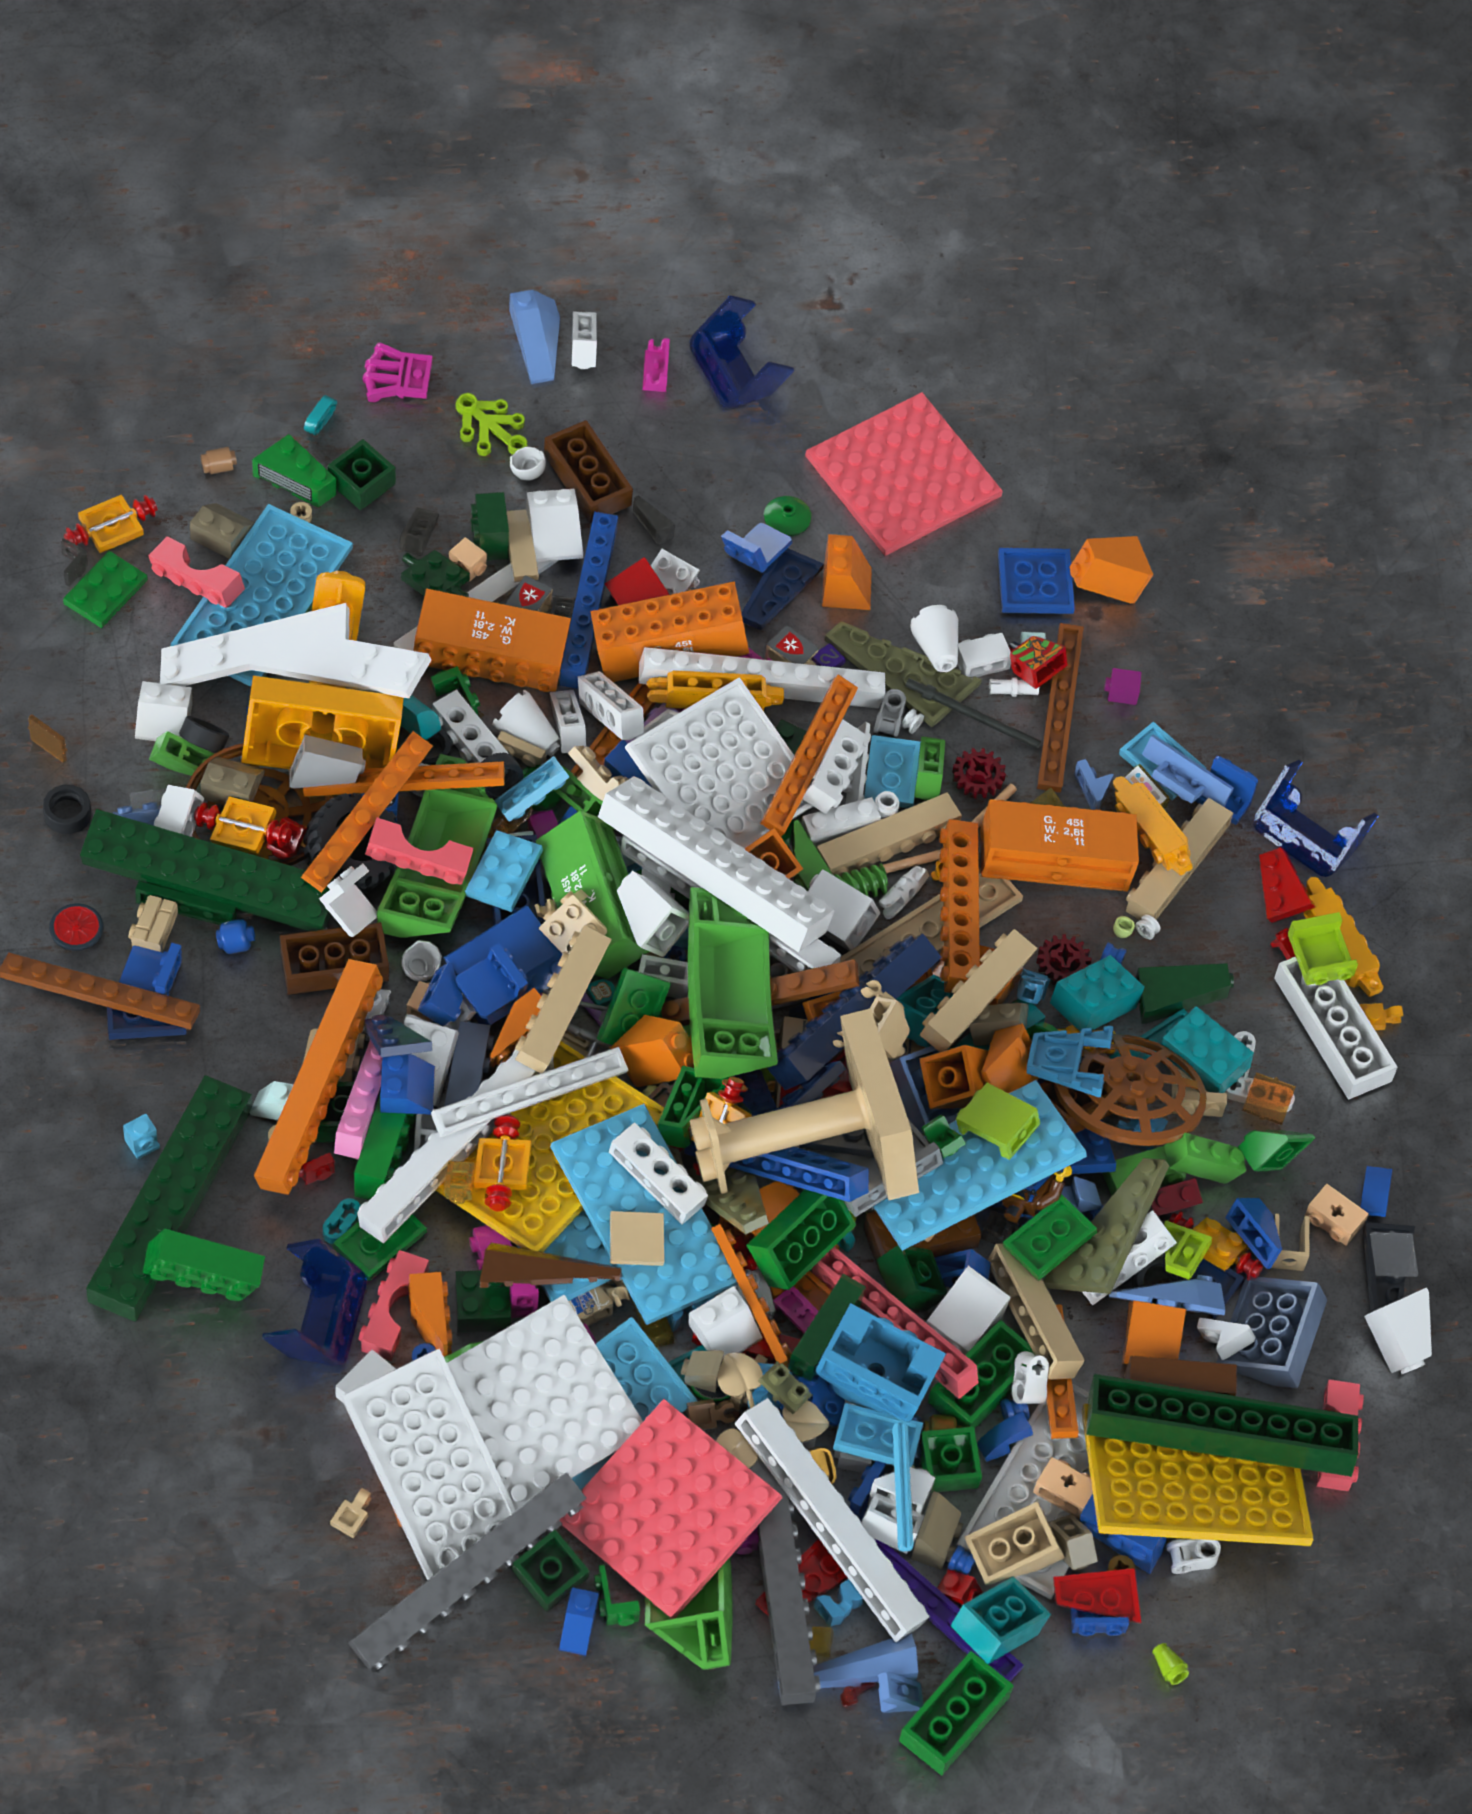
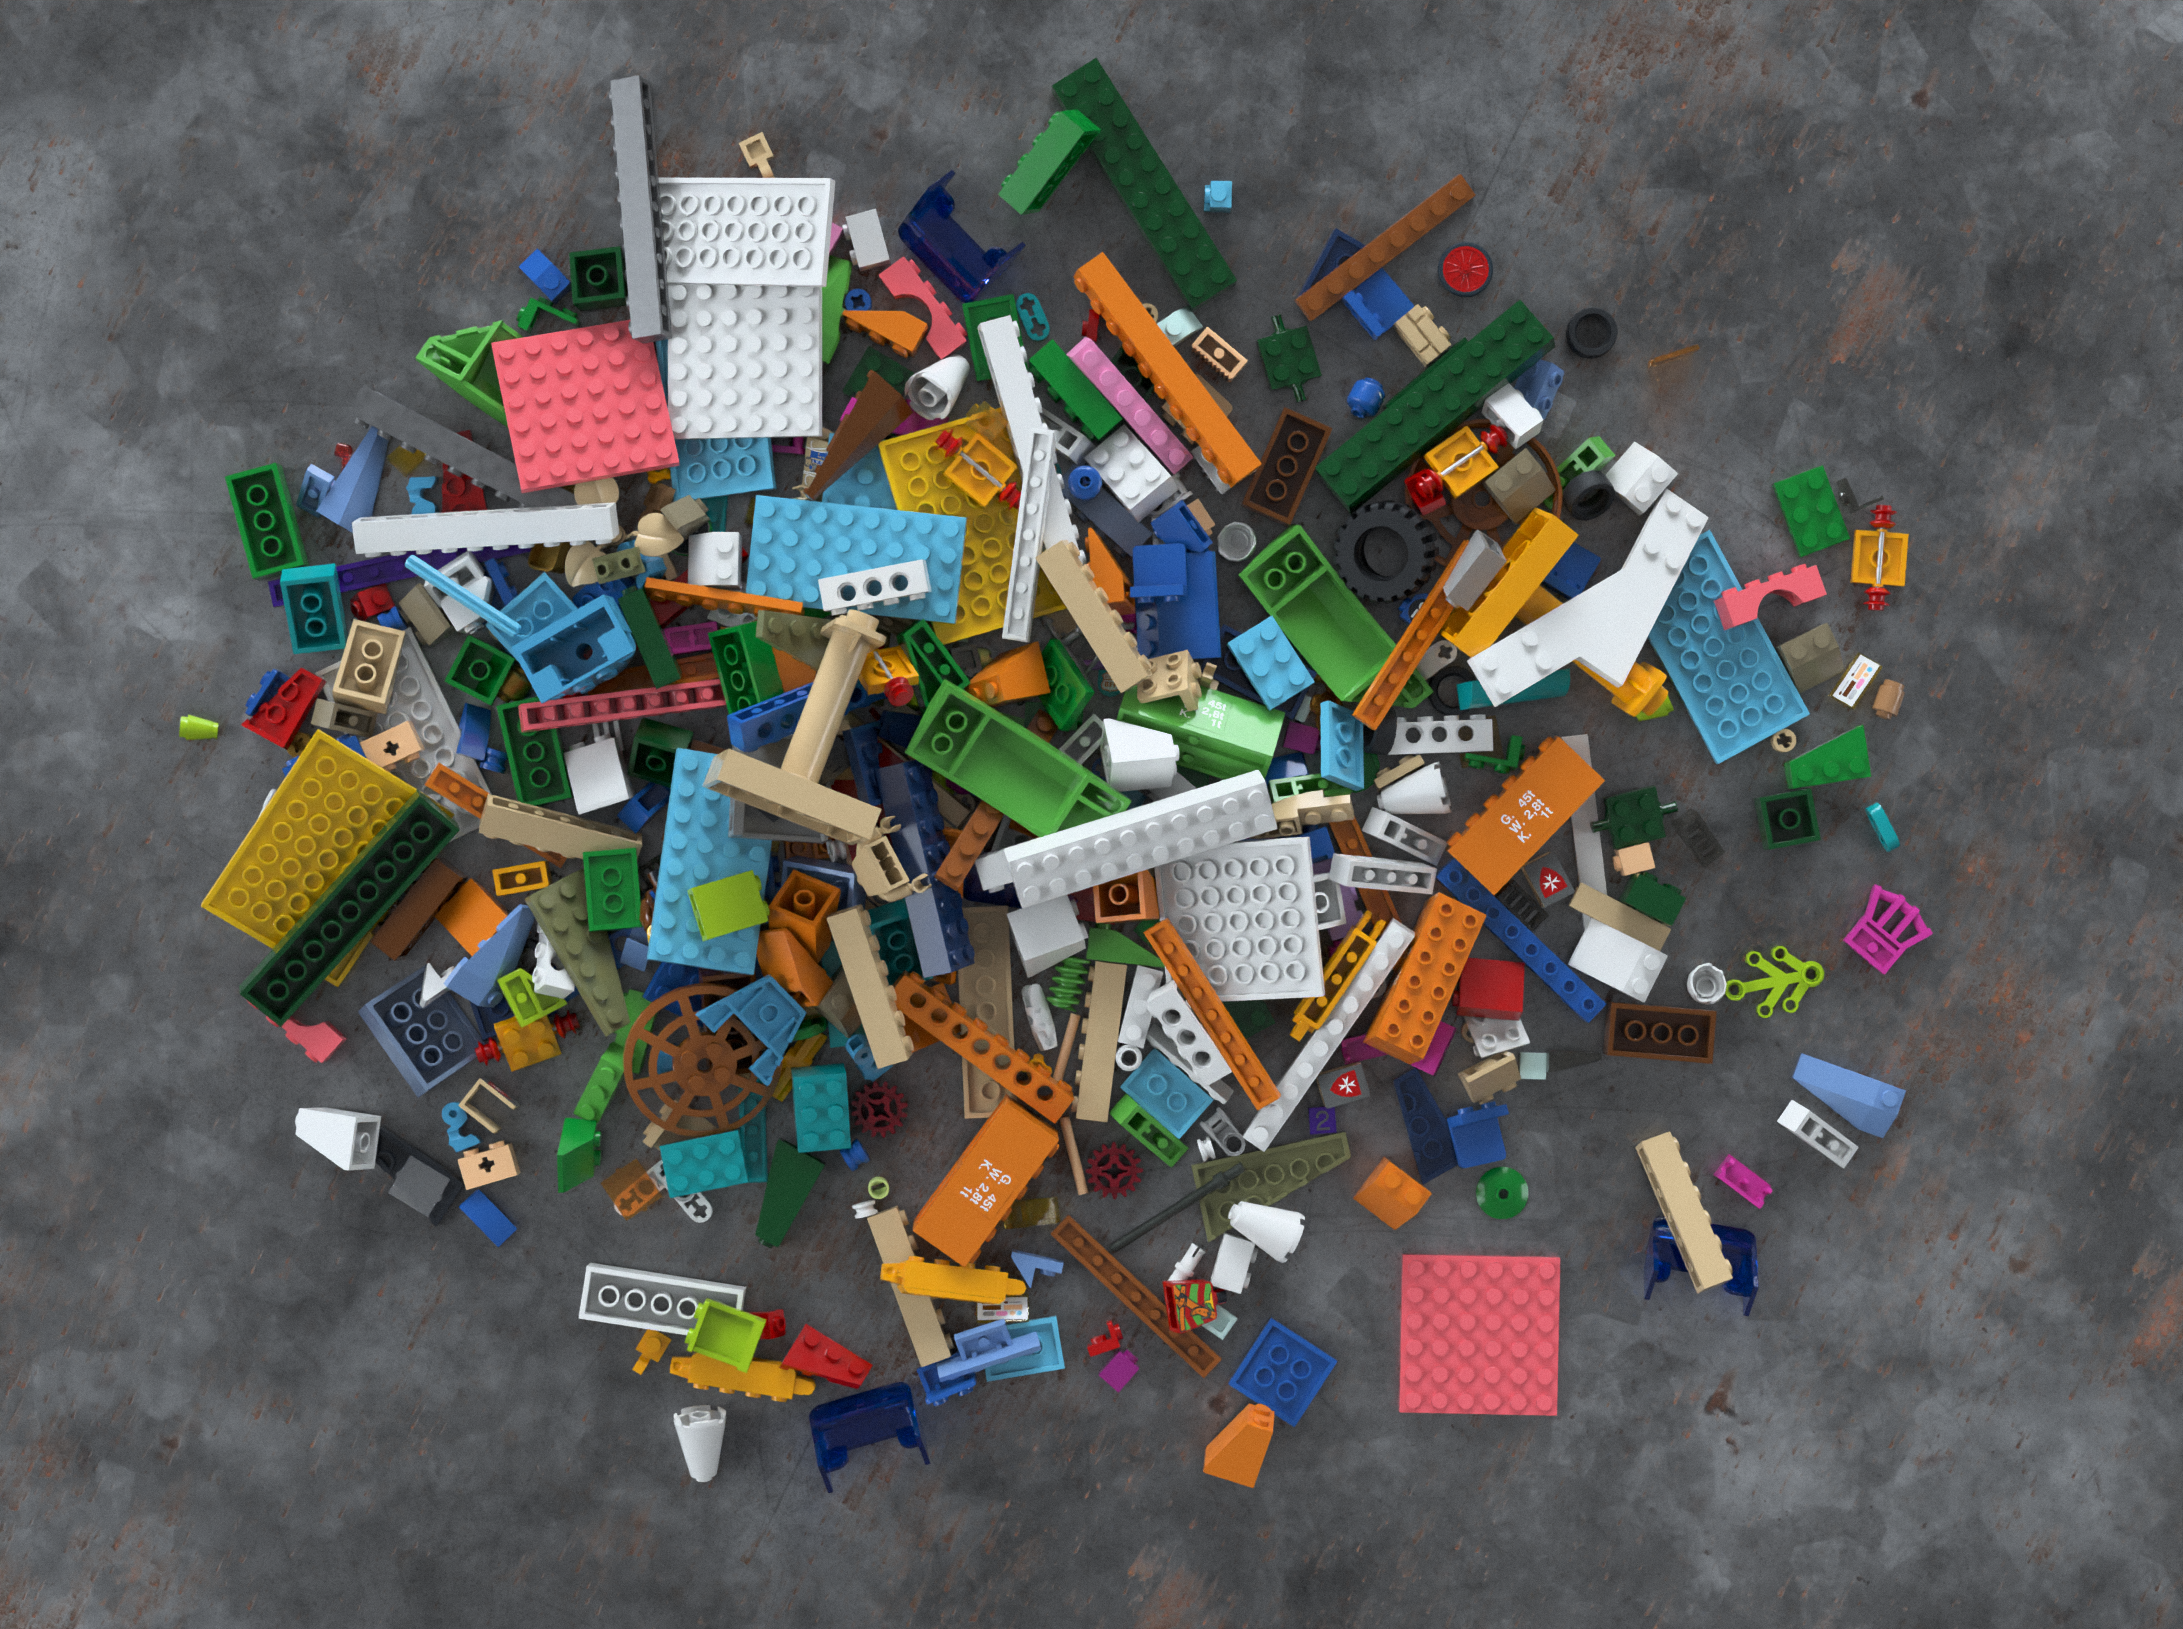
camera: 135 degrees right, 30 degrees up
(219, 489) = (1855, 681): none -> slope
(240, 1013) = (1288, 358): none -> dark green plate
(276, 1056) = (1218, 354): none -> light nougat brick
(348, 903) = (1318, 502): white bracket -> none
(366, 811) = (1398, 573): orange plate -> none
(390, 845) = (1306, 618): coral arch -> none
(395, 1038) = (1151, 446): dark blue wing -> none
(407, 1085) = (1102, 432): blue slope -> none
(454, 1243) = (937, 387): none -> white cone
(456, 1083) = (1078, 490): none -> blue head
(637, 1238) = (829, 530): tan tile -> none
(677, 544) = (1532, 1065): none -> light aqua tile
(710, 381) = (1684, 1212): none -> tan brick
(712, 559) = (1490, 1076): none -> tan slope
(943, 1136) = (746, 850): green bracket -> none
(1030, 1381) = (500, 780): white piece -> none
(1093, 1325) = (522, 878): none -> light orange brick
(1112, 705) = (1101, 1344): none -> red bracket
(1176, 1197) = (587, 1038): dark red brick -> none
(1257, 1228) = (515, 1082): blue slope -> none
(1321, 1260) = (457, 1119): none -> dark azure leg
(1410, 936) = (701, 1439): none -> white cone

